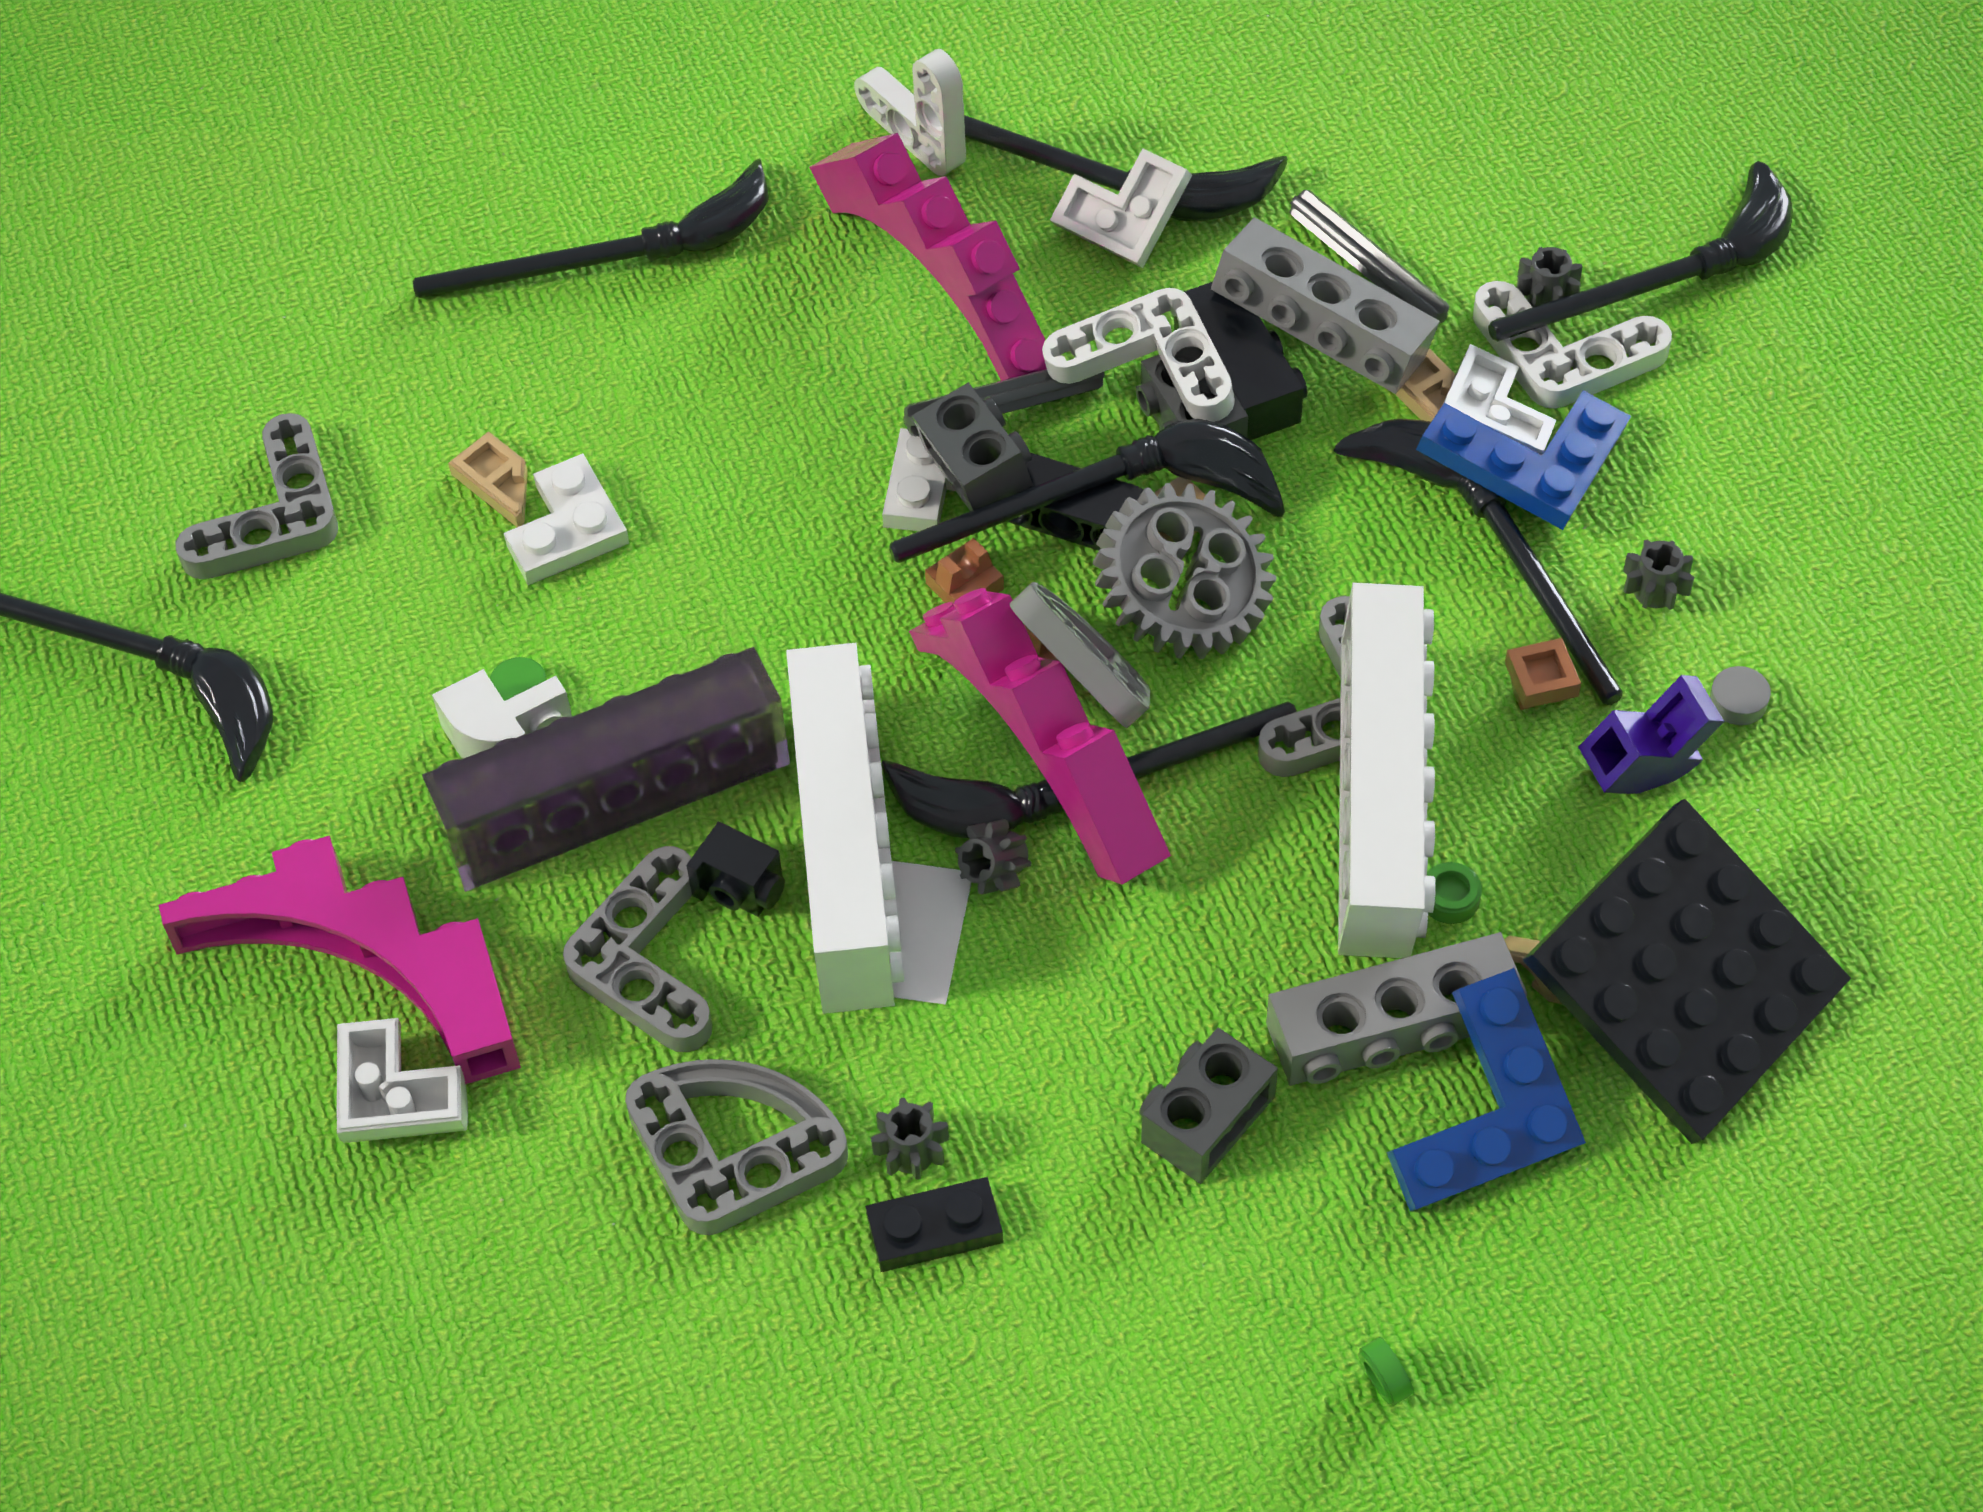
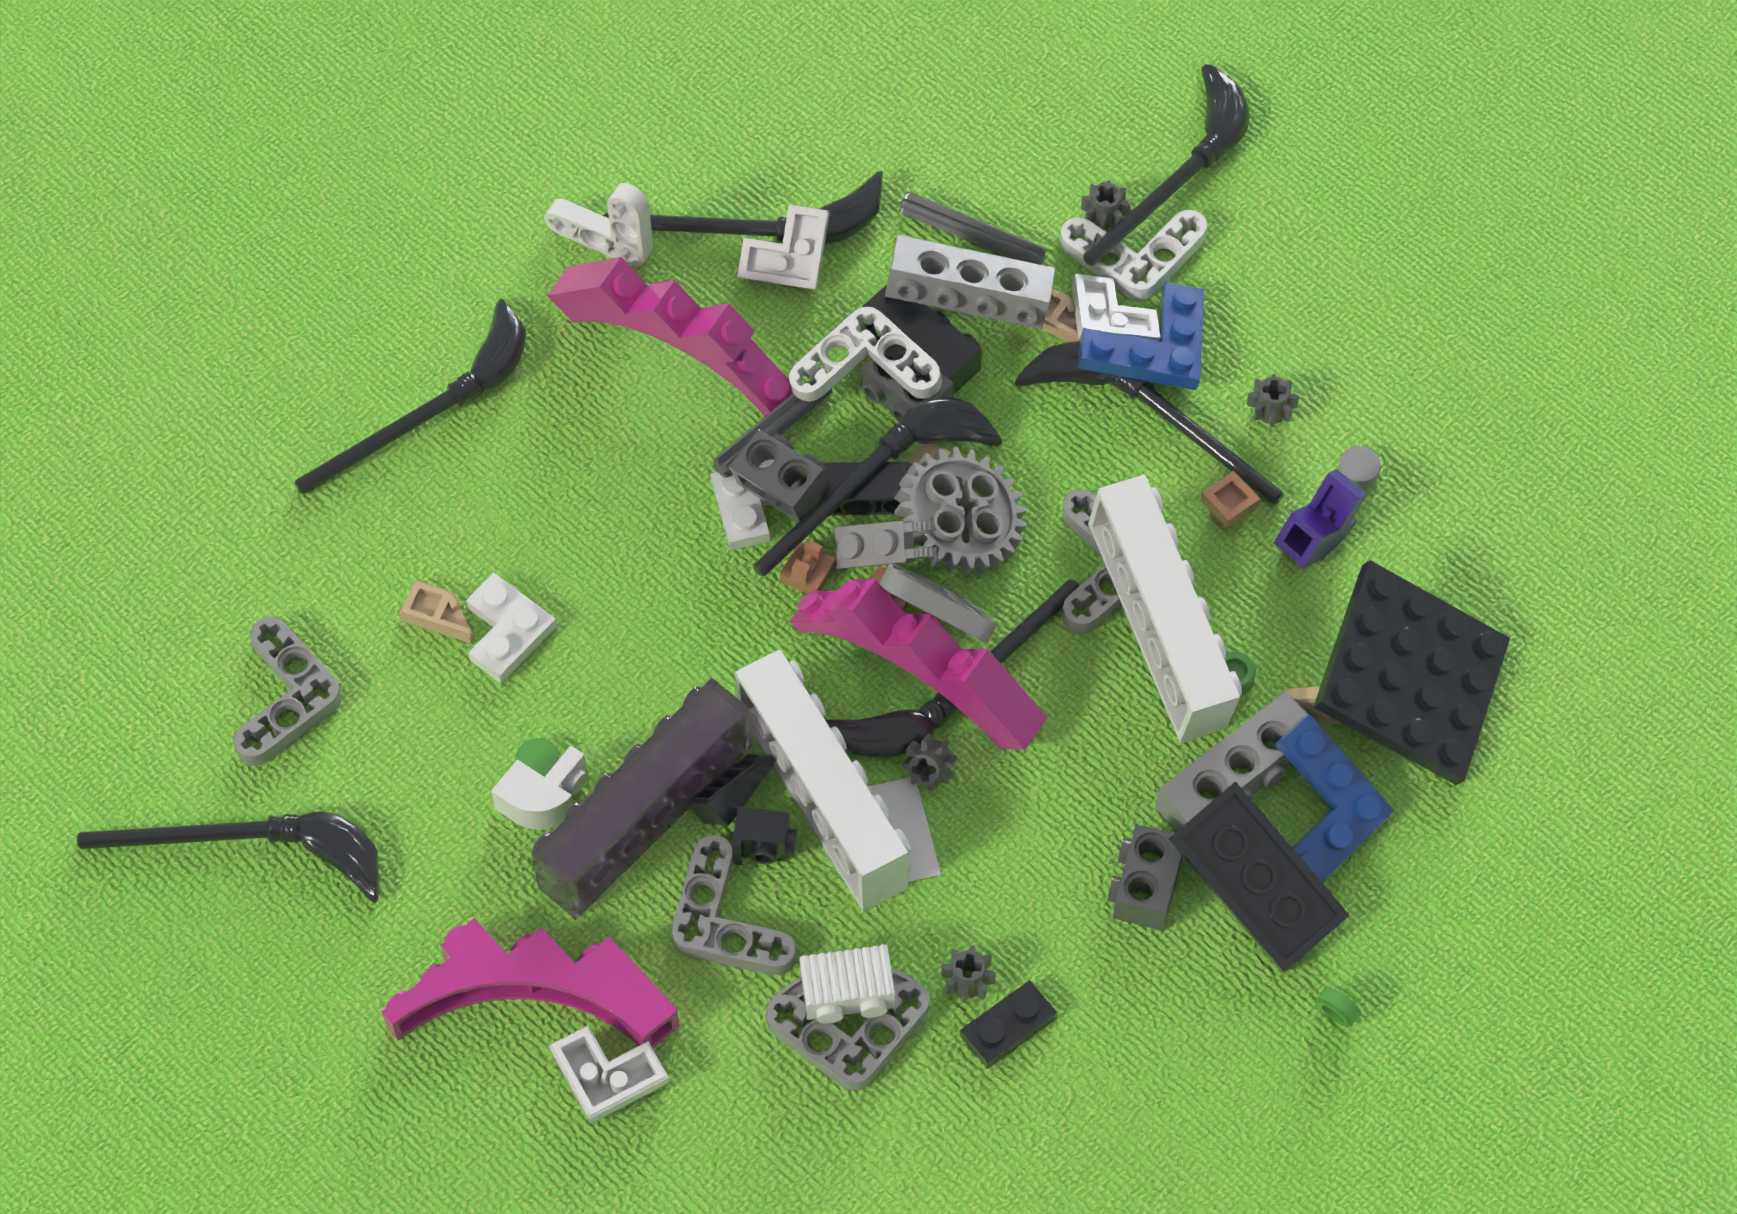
camera: 25 degrees left, 5 degrees up
(727, 801) = (720, 799): none -> black slope
(741, 1087) = (847, 983): none -> white brick
(1065, 570) = (881, 544): none -> light grey hinge
(1350, 1156) = (1258, 877): none -> black plate

